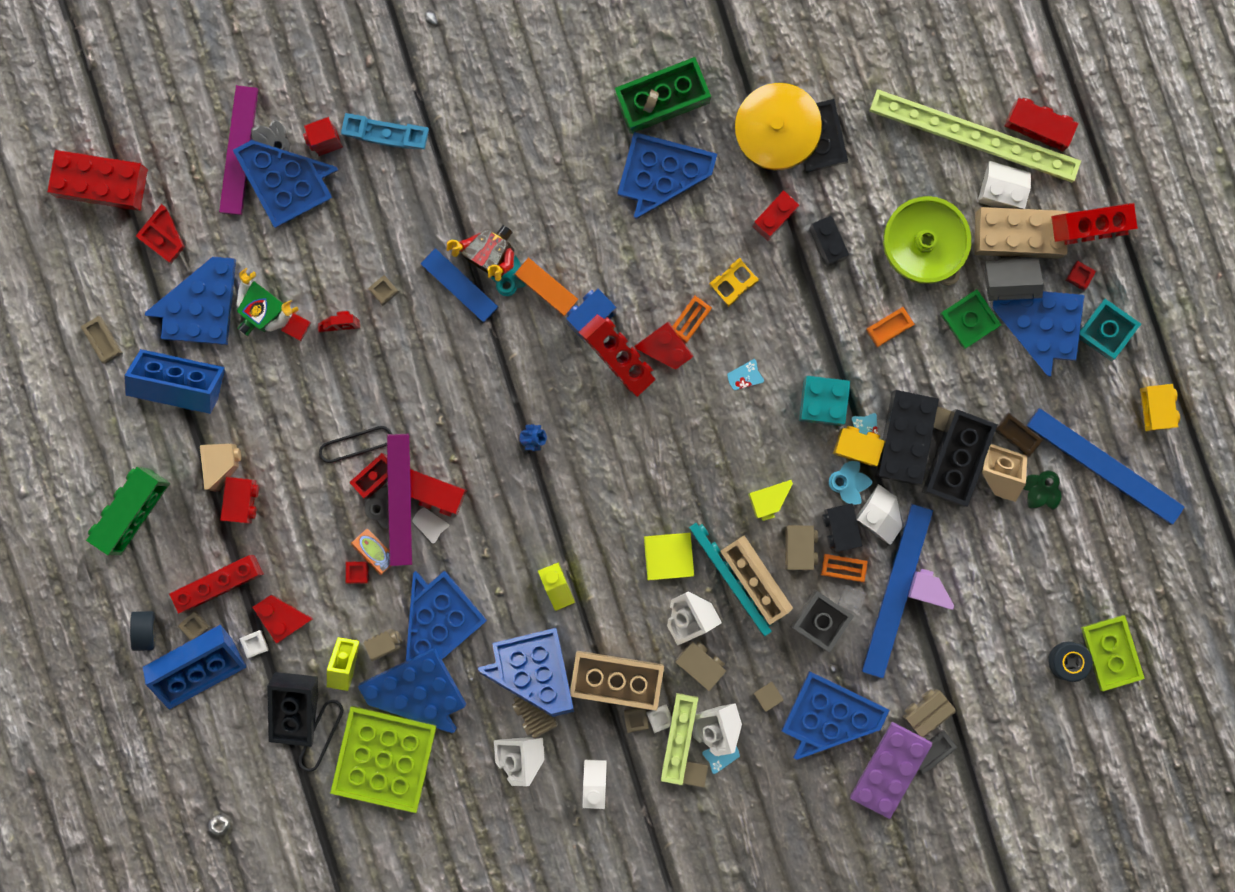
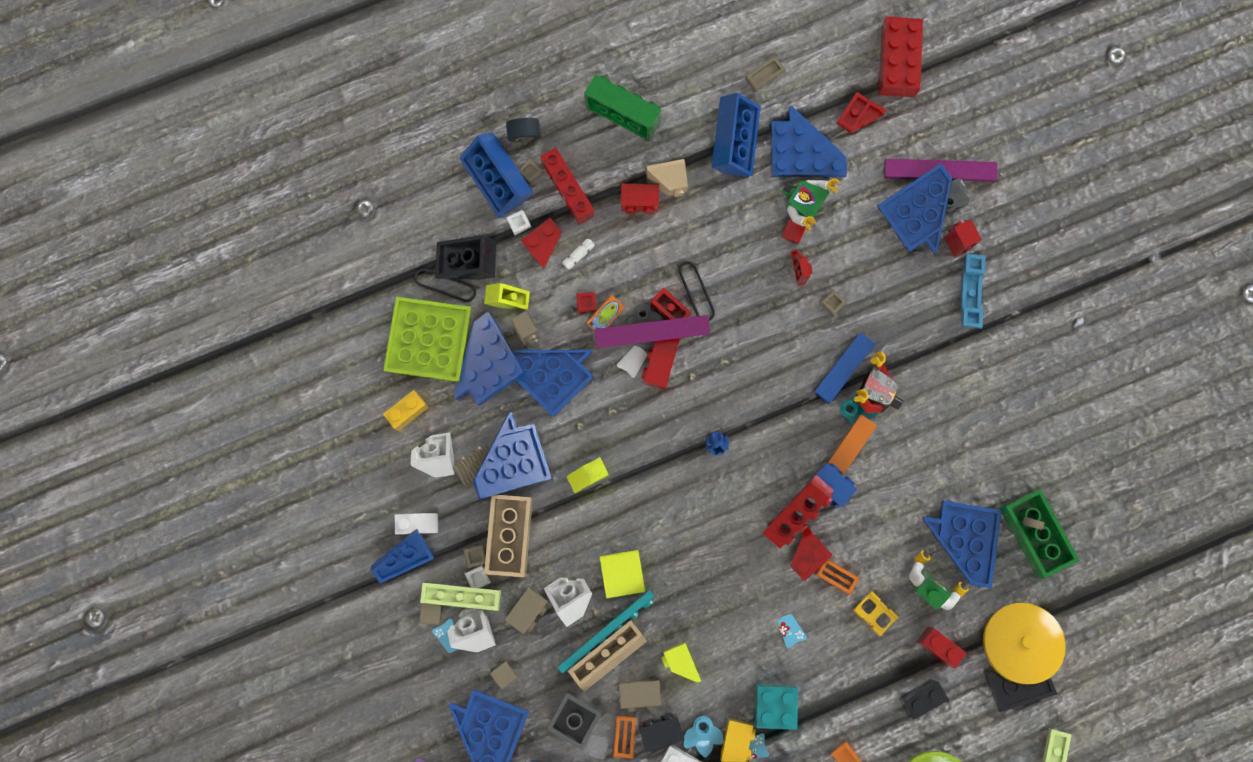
camera: 85 degrees right, 5 degrees down
(298, 577) = (578, 254): none -> white axle
(464, 789) = (405, 410): none -> yellow brick
(630, 800) = (403, 557): none -> blue wing
(712, 219) = (930, 588): none -> torso

